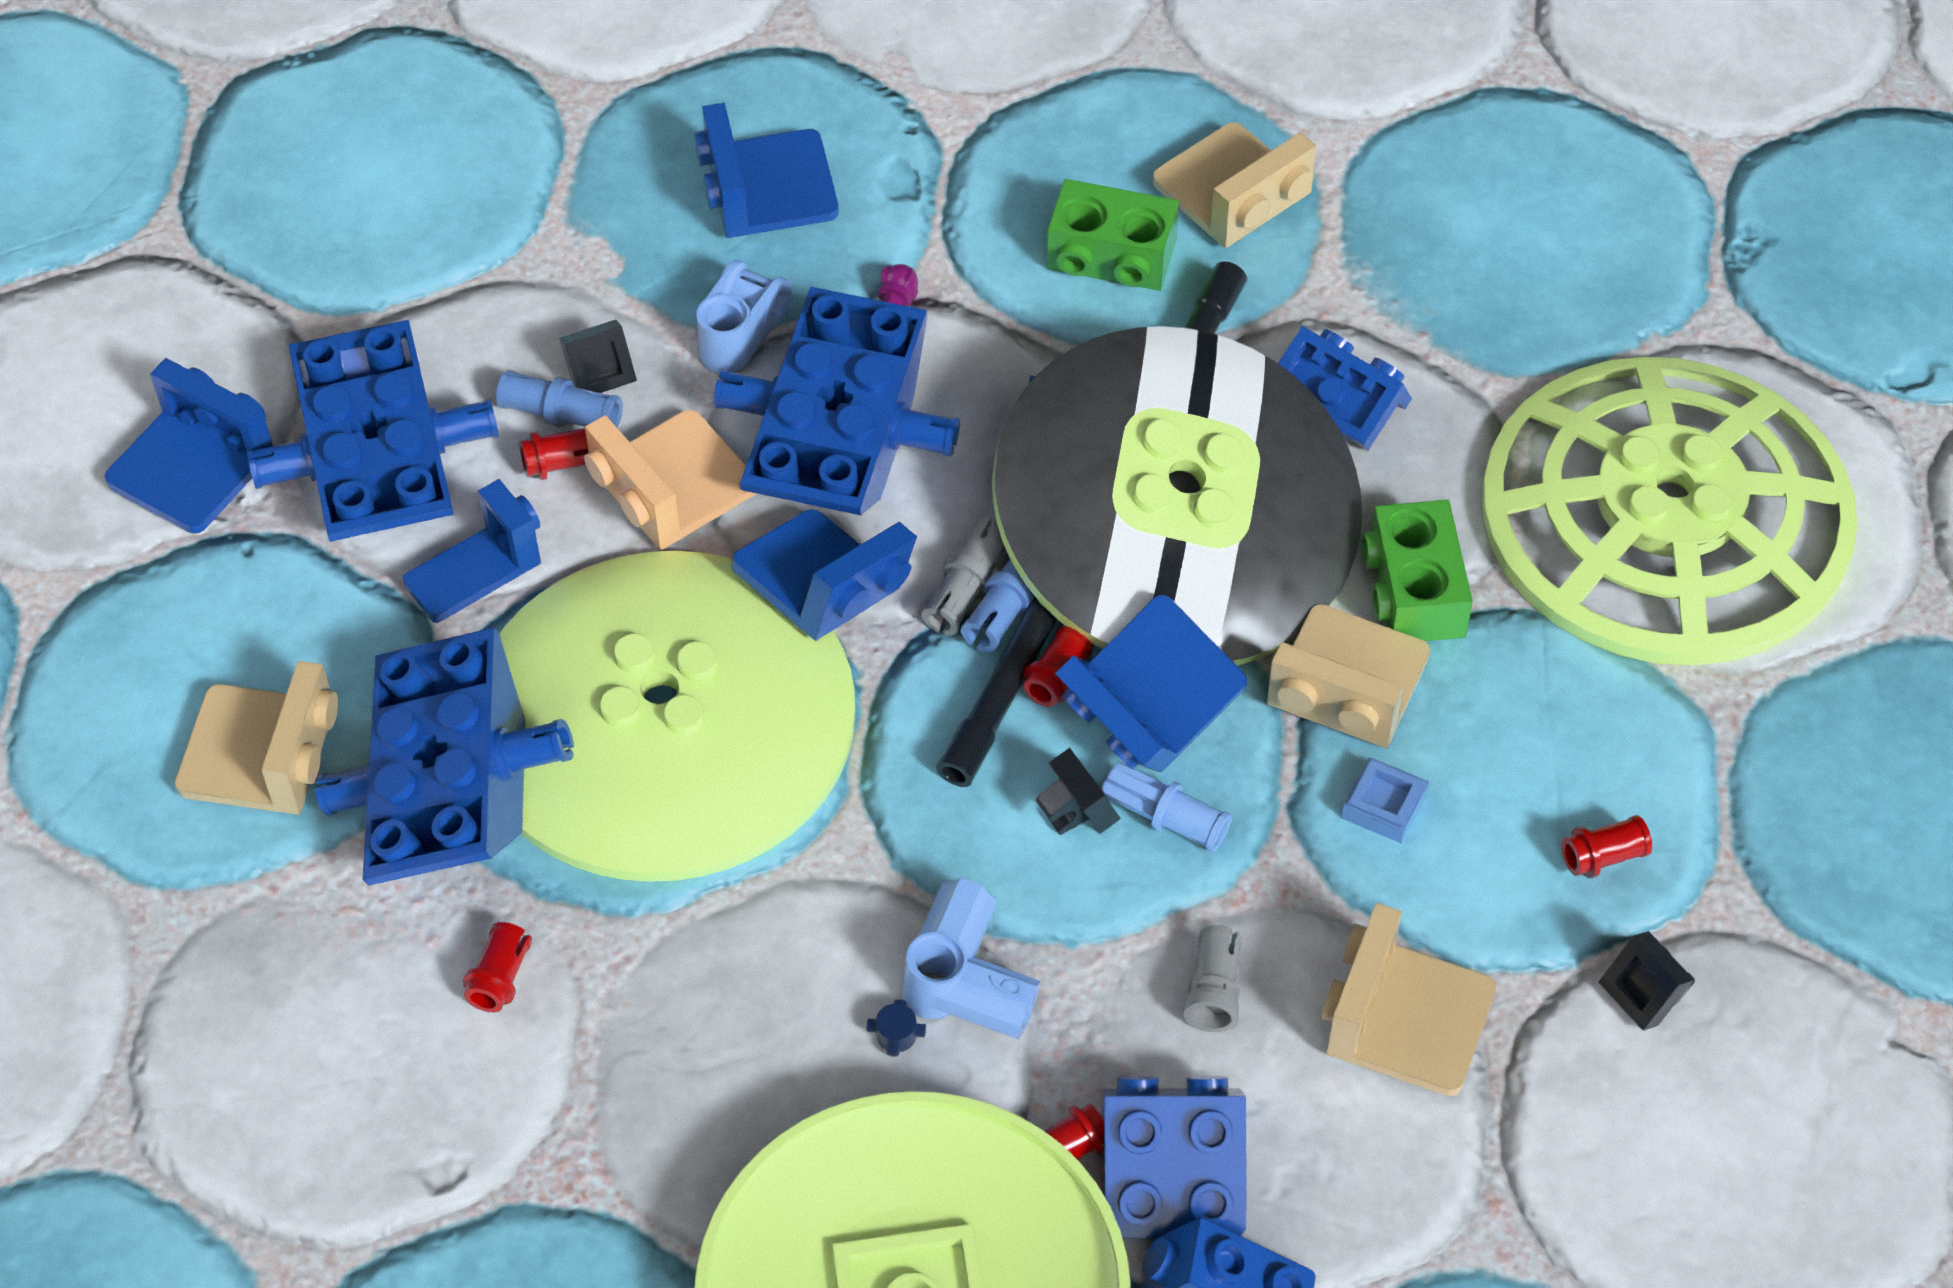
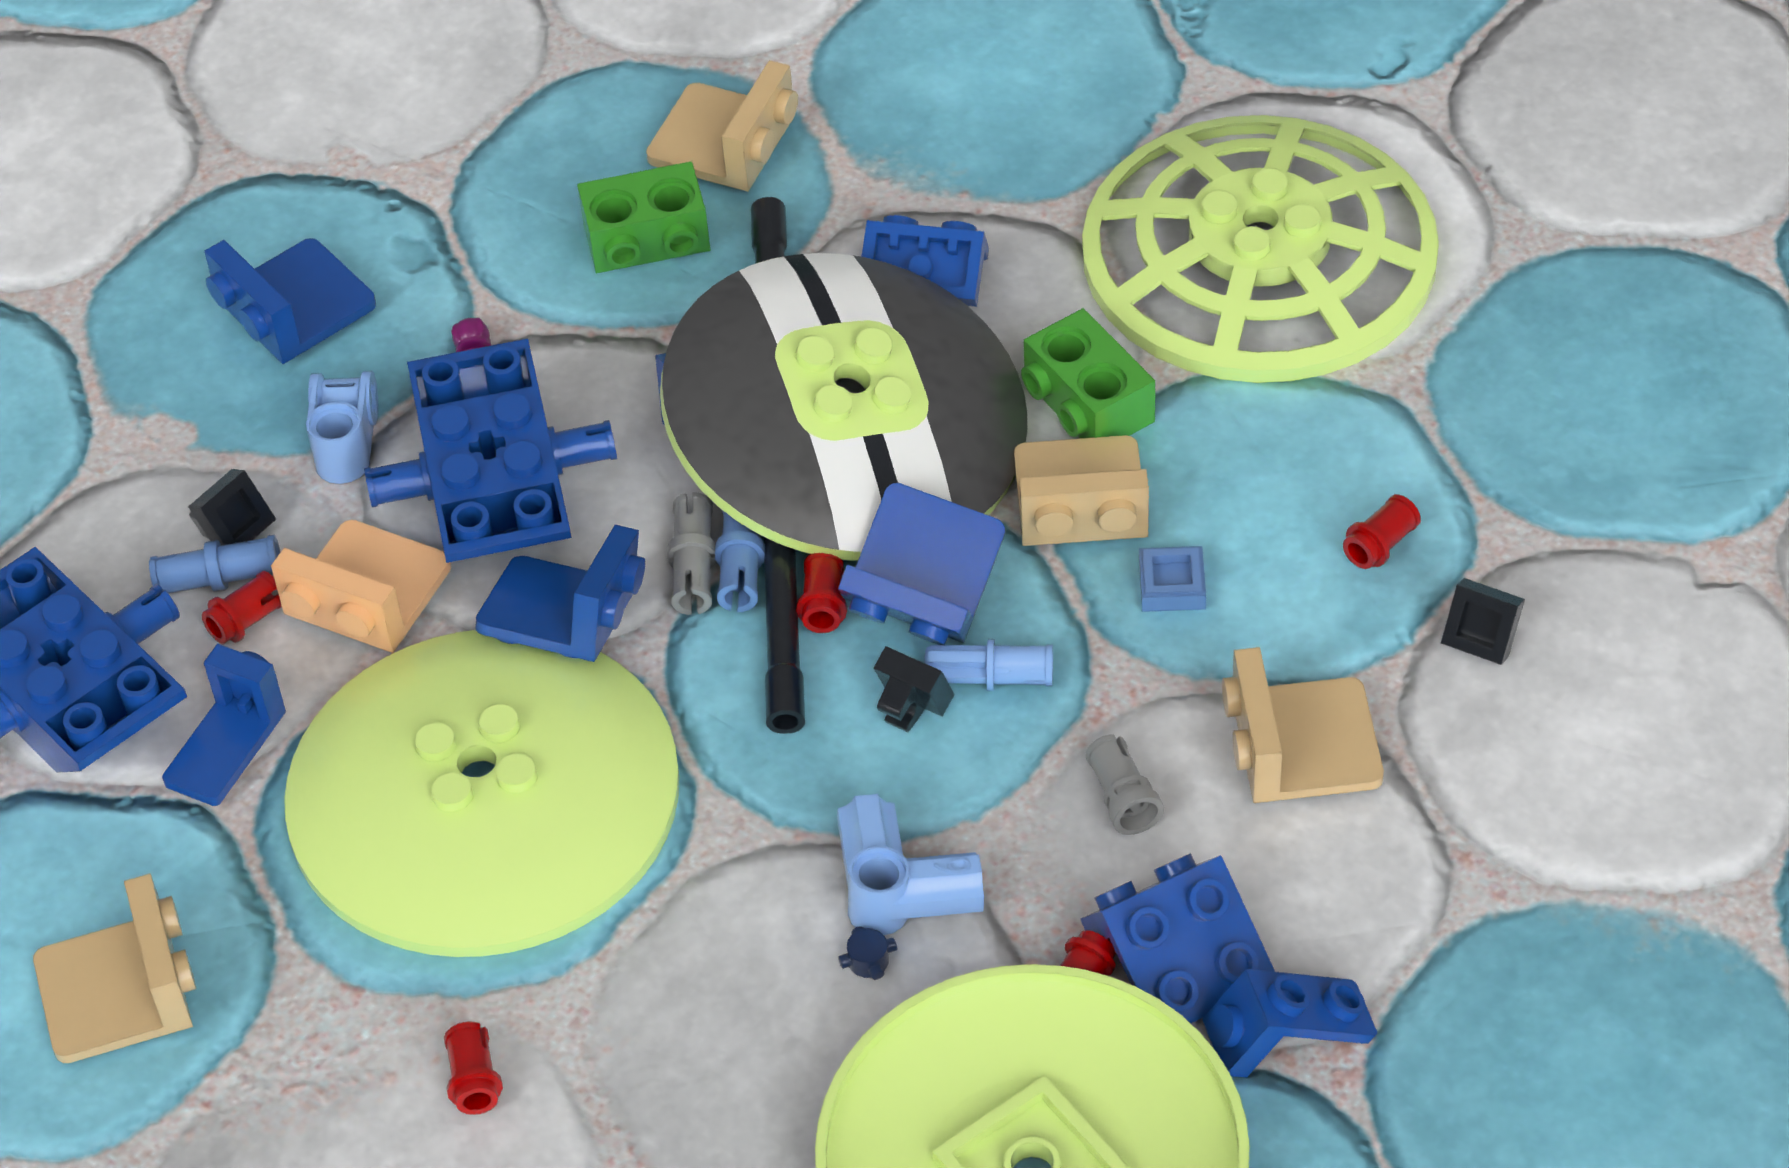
camera: 25 degrees left, 5 degrees down
(443, 758) = (312, 907): blue slope -> none

